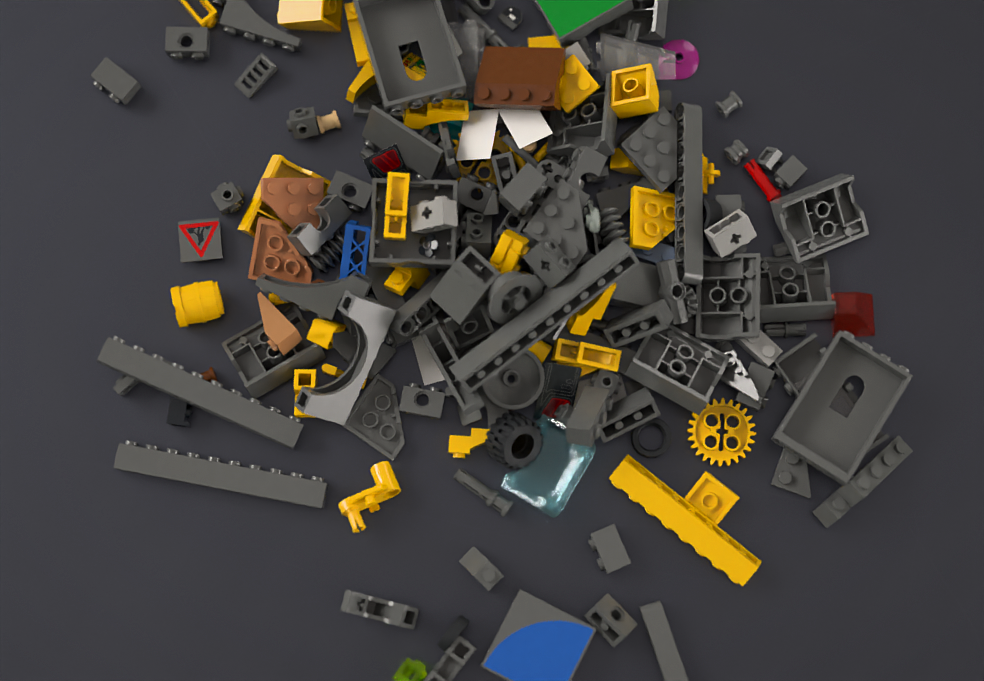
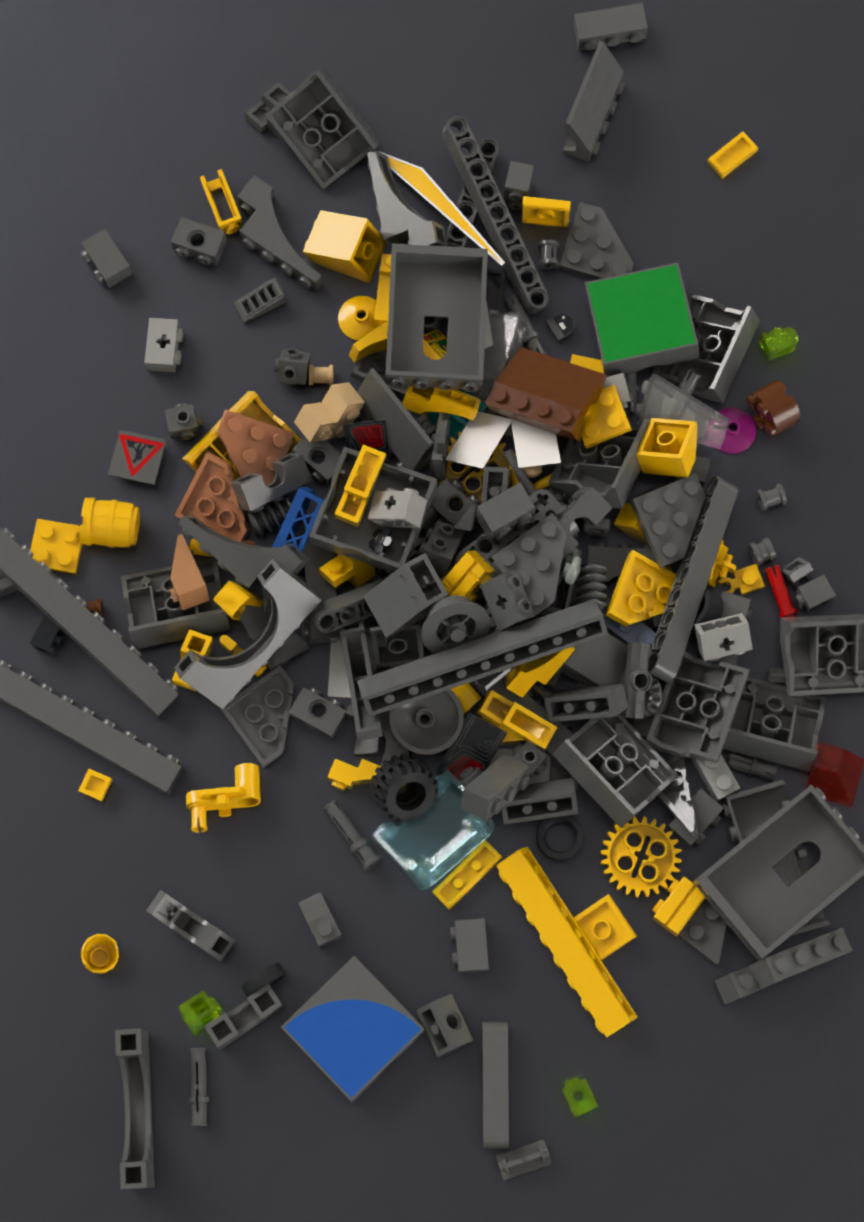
camera: 20 degrees right, 5 degrees down
(159, 334) = (57, 545): none -> yellow plate
(183, 128) = (158, 333): none -> light grey brick
(260, 521) = (95, 785): none -> yellow plate
(313, 656) = (99, 953): none -> yellow hair
(342, 72) = (349, 322): none -> yellow dish
(348, 156) = (326, 418): none -> tan brick
(586, 492) = (466, 875): none -> yellow tile
(707, 31) = (773, 408): none -> reddish brown brick
(729, 179) = (745, 580): none -> yellow plate
(743, 643) = (588, 1101): none -> clear neon green brick
(764, 461) = (679, 906): none -> yellow brick

